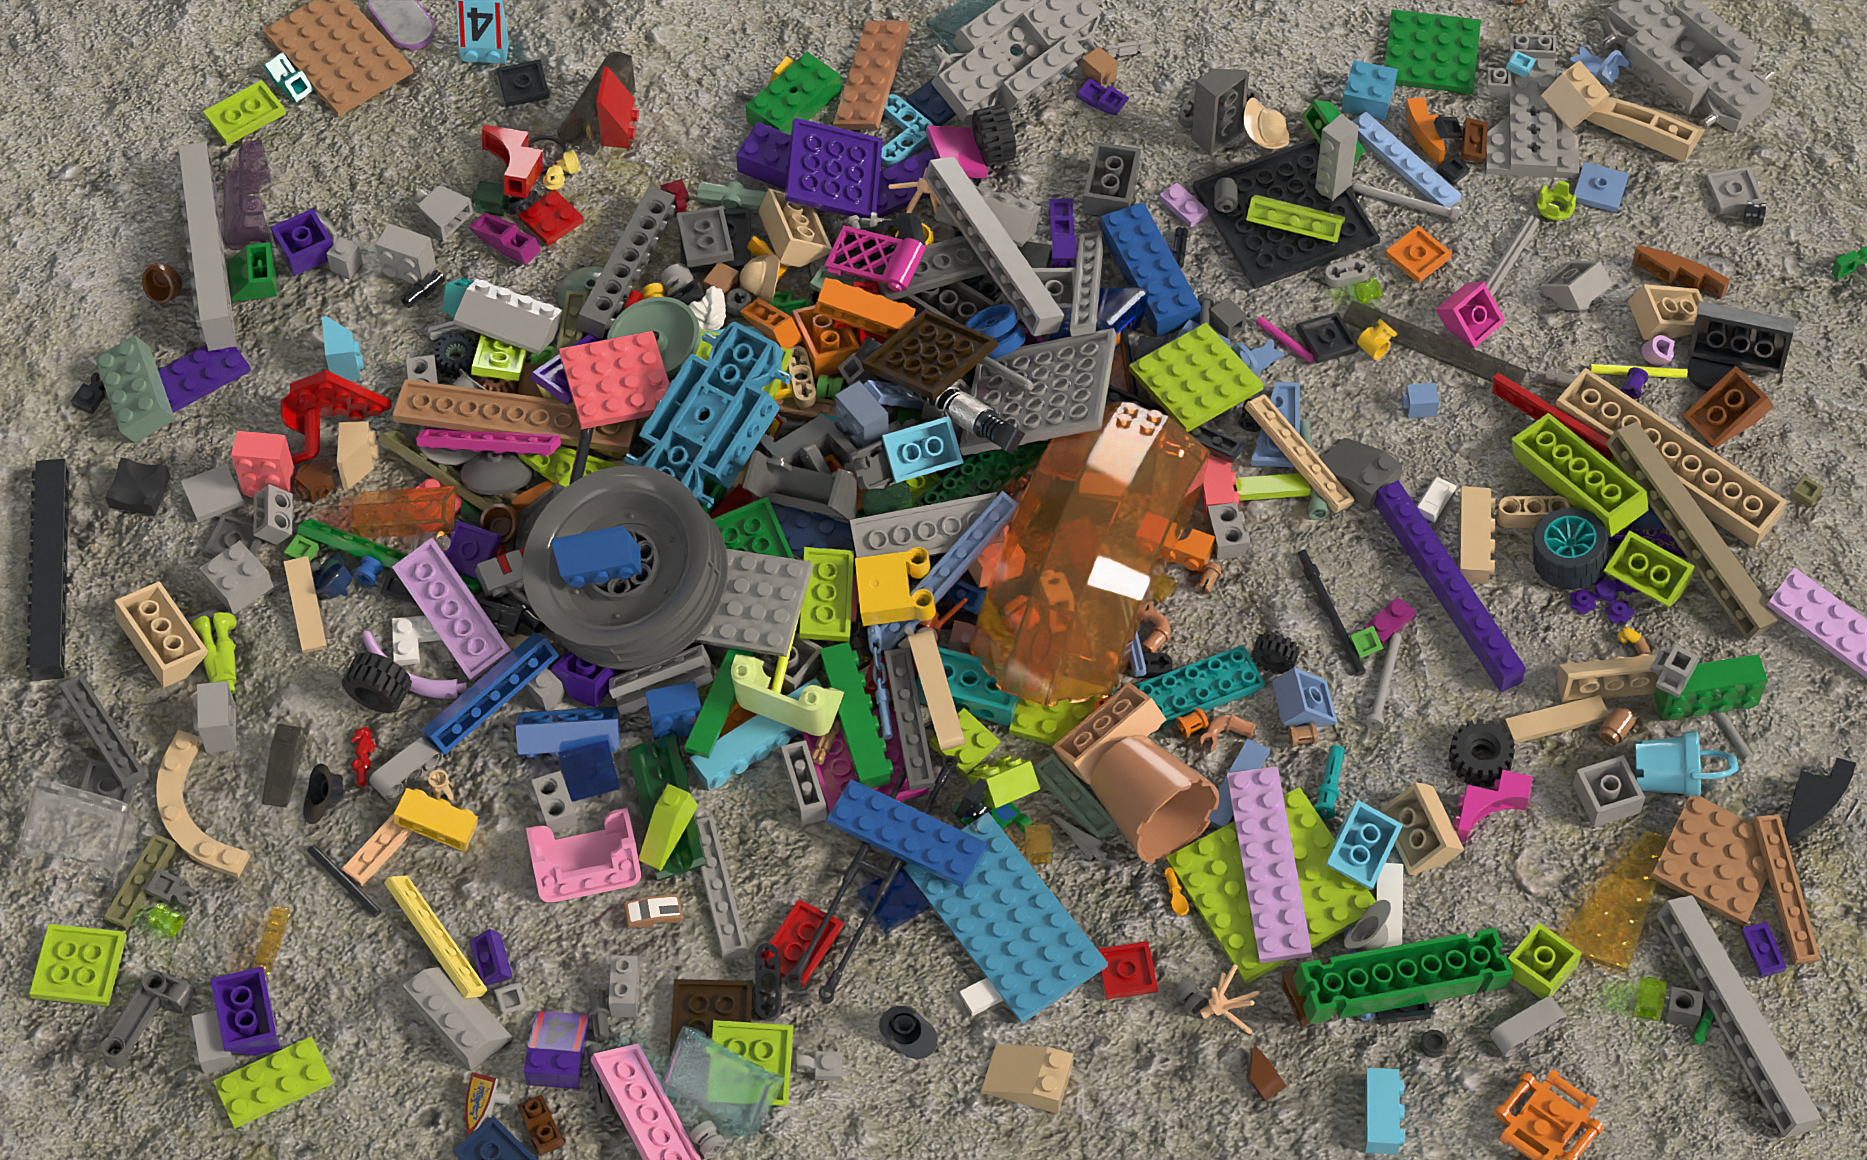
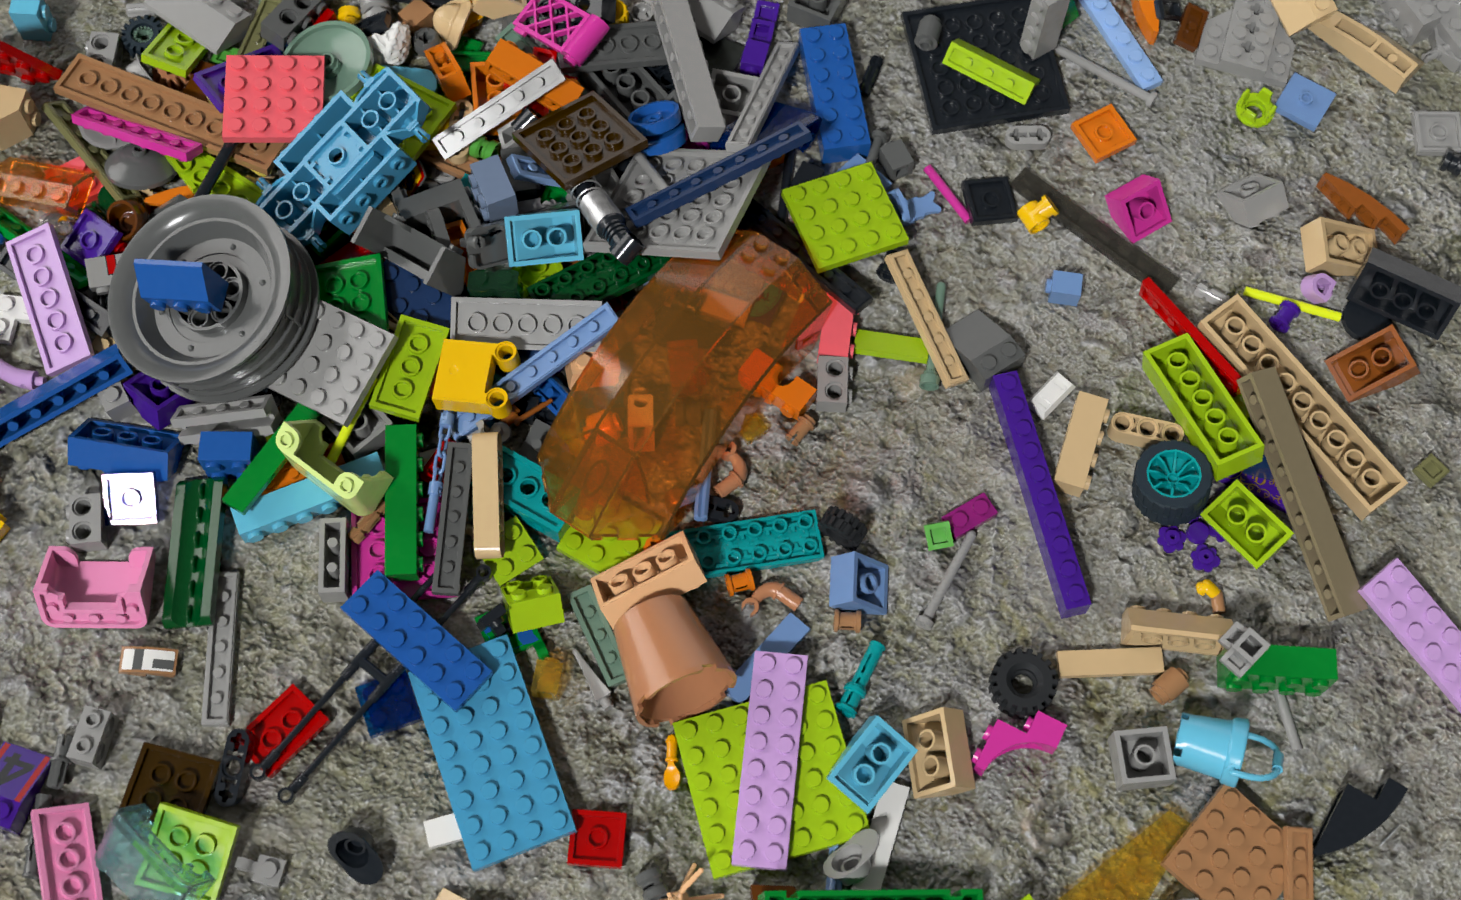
camera: 10 degrees right, 10 degrees up
(666, 826) = (184, 574): lime slope -> none
(841, 343) = (499, 109): none -> plate
(1072, 356) = (718, 174): none -> dark blue plate
(1183, 205) = (887, 33): lavender plate -> none
(1287, 400) = (929, 262): medium blue wing -> none
(1312, 574) = (905, 448): black bar -> none
(1368, 291) = (1043, 161): clear neon green wheel -> none
(1453, 170) = (1162, 53): black tile -> none
(1511, 254) = (1195, 154): light grey axle -> none

